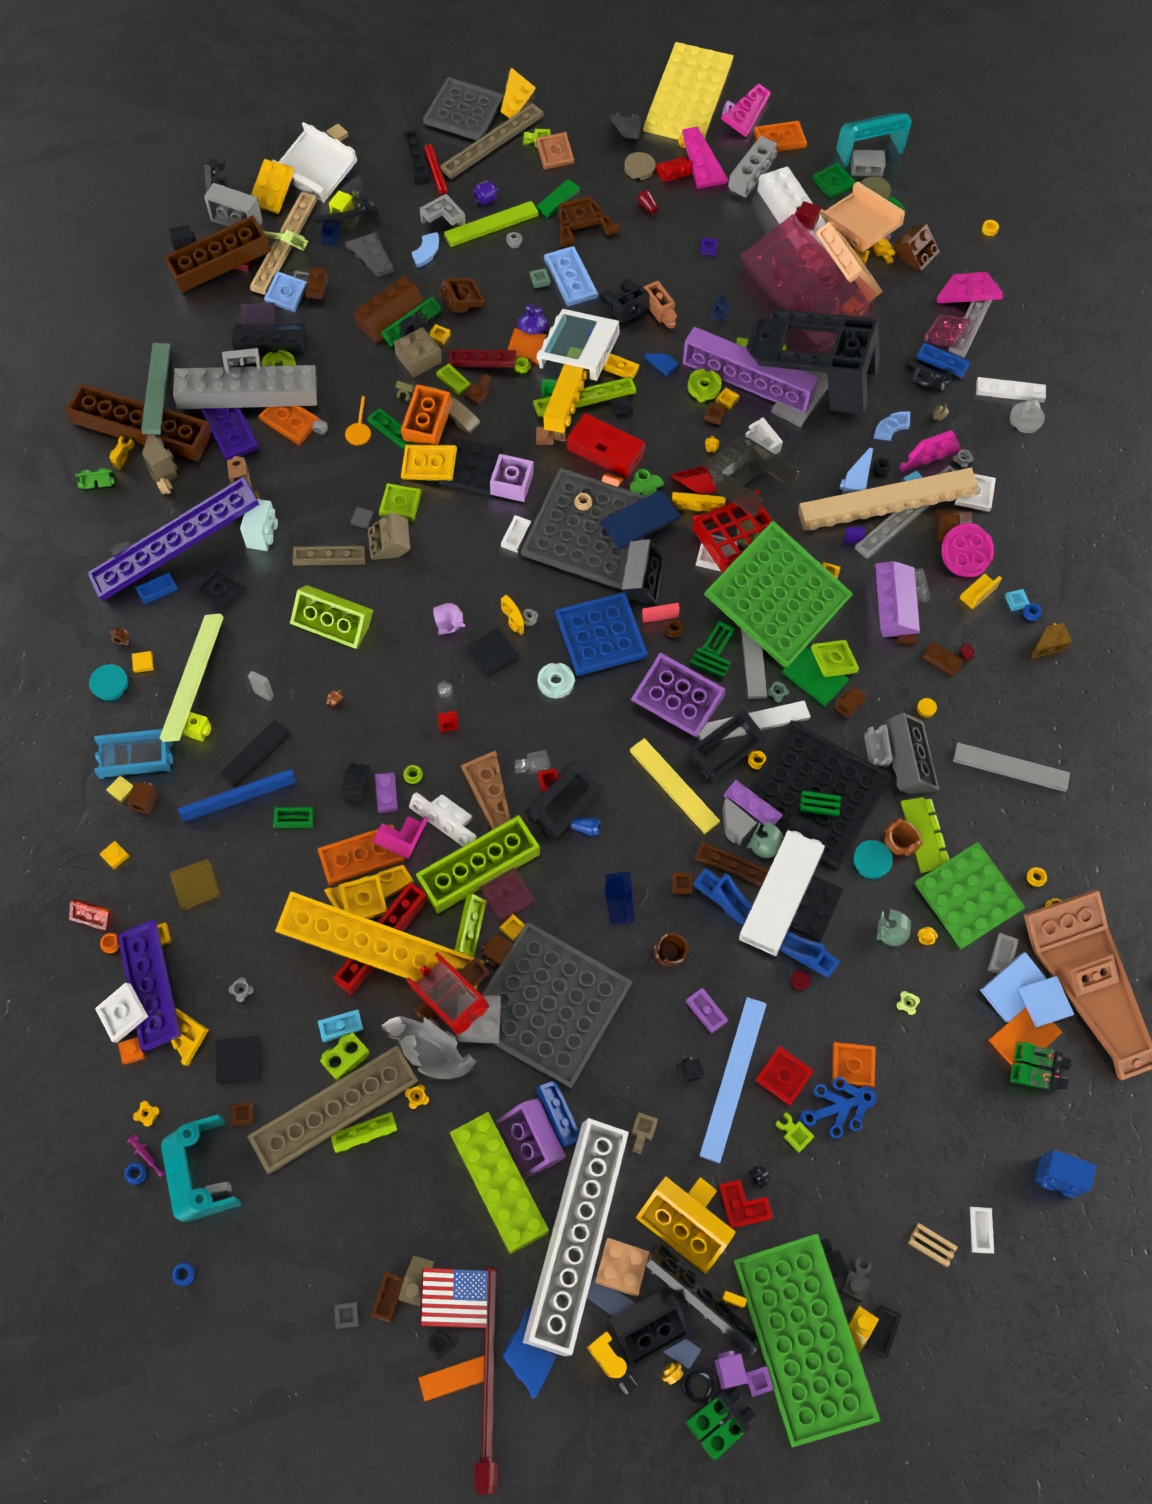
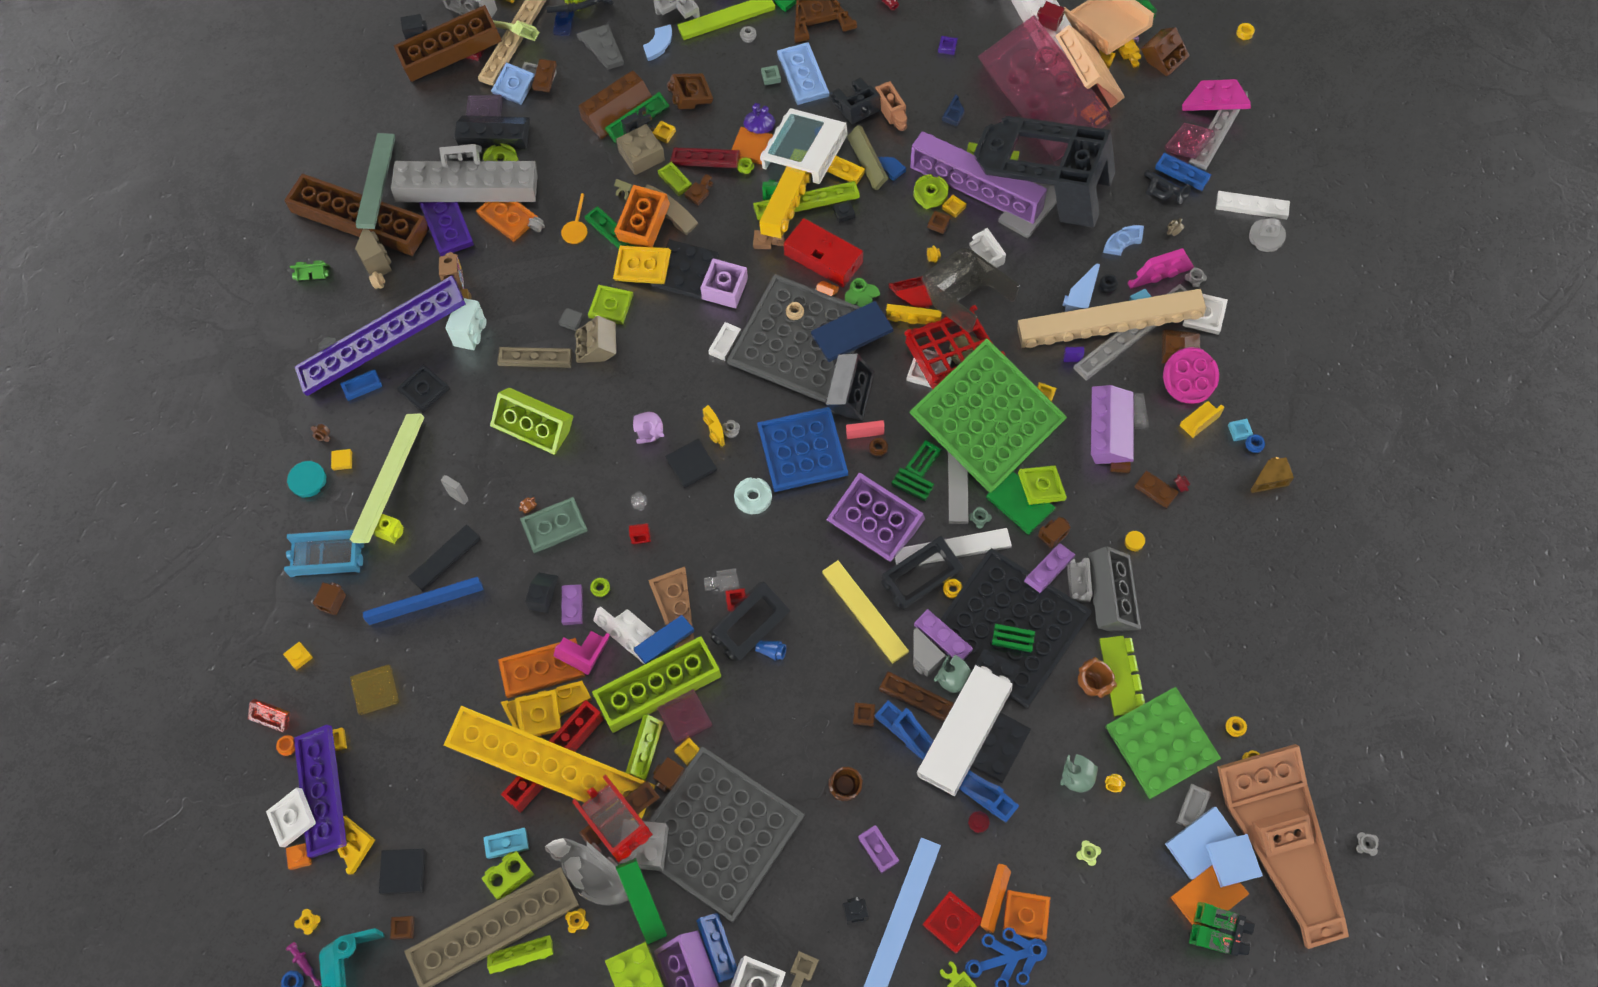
camera: 10 degrees right, 0 degrees up
(119, 454) = (336, 245): yellow plate -> none
(120, 789) = (309, 588): light yellow tile -> none
(240, 995) = (409, 806): light grey plate -> none
(293, 821) = (478, 633): green tile -> none
(361, 716) = (553, 524): none -> sand green tile
(481, 821) = (663, 639): none -> blue tile
(481, 1072) = (641, 901): none -> green tile
(619, 897) = (797, 727): clear blue panel -> none
(640, 354) = (867, 157): none -> olive tile
(823, 1050) = (995, 898): none -> orange tile
(849, 736) = (1049, 568): none -> medium lavender plate
(872, 859) = (1064, 699): teal tile -> none
(1011, 767) = (1219, 608): light grey tile -> none

